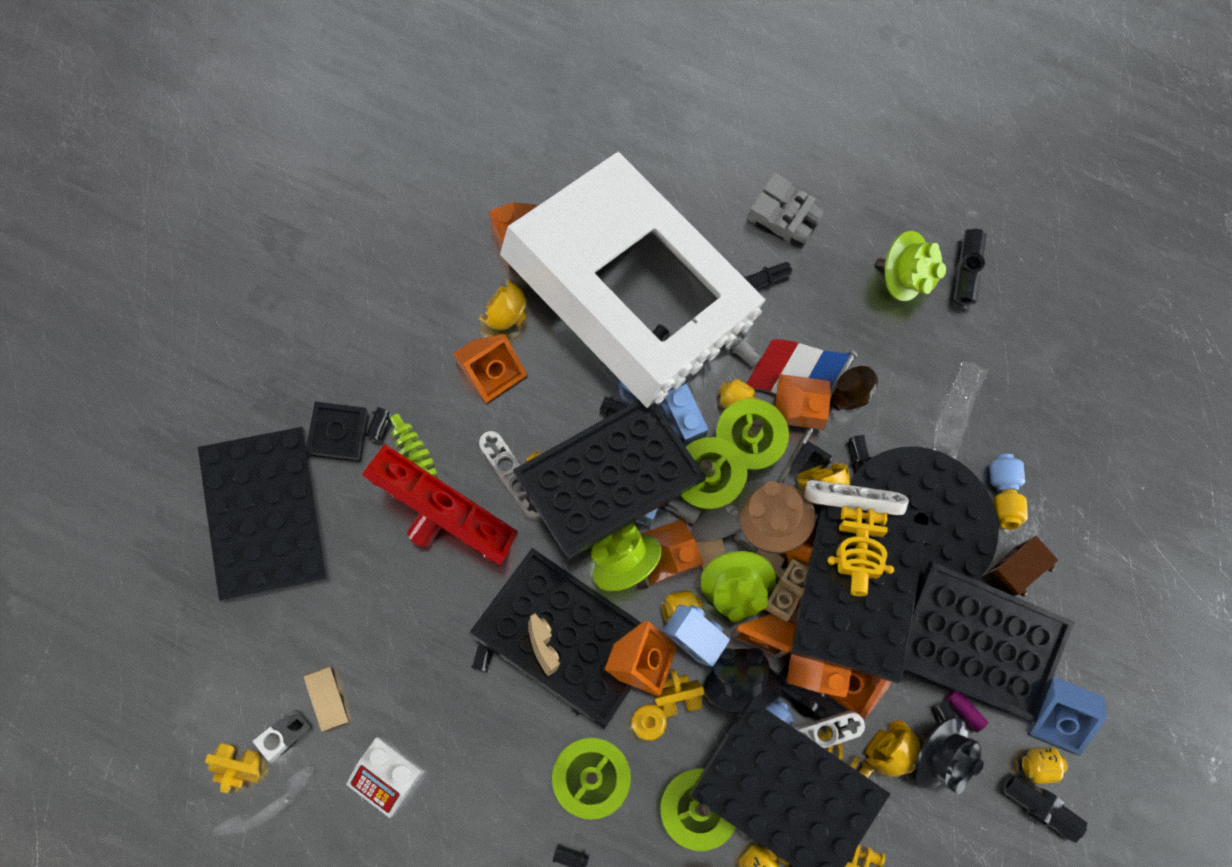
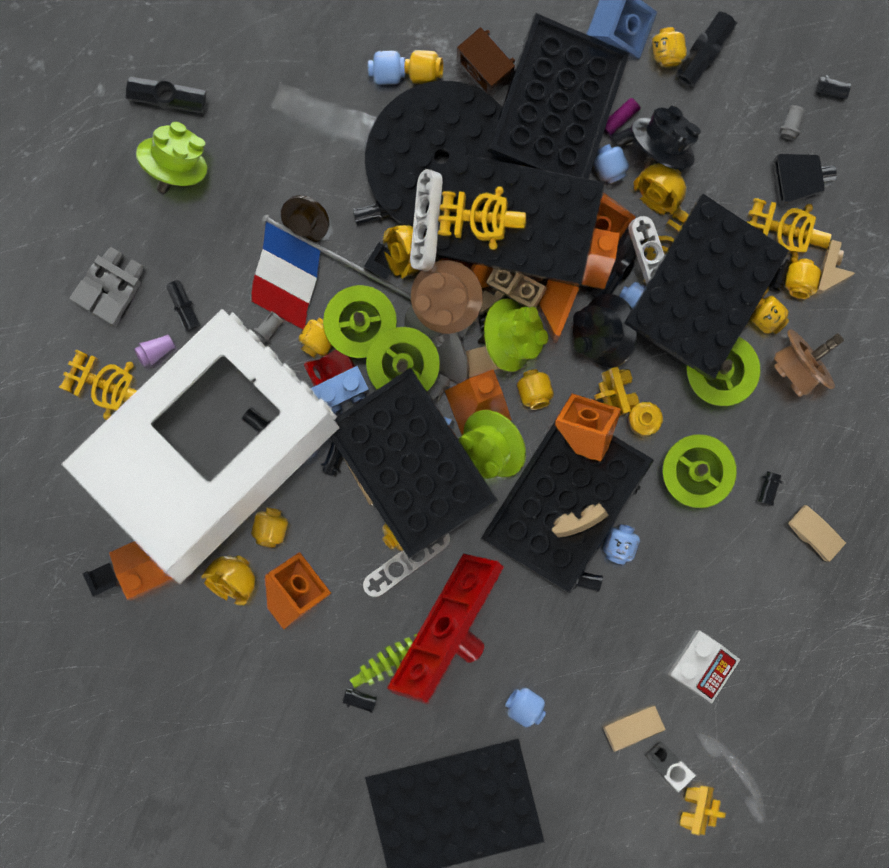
camera: 85 degrees left, 10 degrees up
(336, 430) = (367, 742): black plate -> none
(356, 586) = (525, 707): none -> light blue head
(508, 190) = (101, 580): none -> black panel
(518, 692) = (621, 544): none -> light blue head
(551, 345) = (269, 527): none -> yellow head
(688, 203) = (108, 386): none -> yellow torso
(696, 634) = (563, 375): light blue brick -> none
(708, 405) = (328, 366): none -> red bracket
(725, 245) = (153, 350): none -> lavender cone
(803, 401) = (319, 270): orange slope -> none
(918, 696) = (610, 164): none -> light blue head

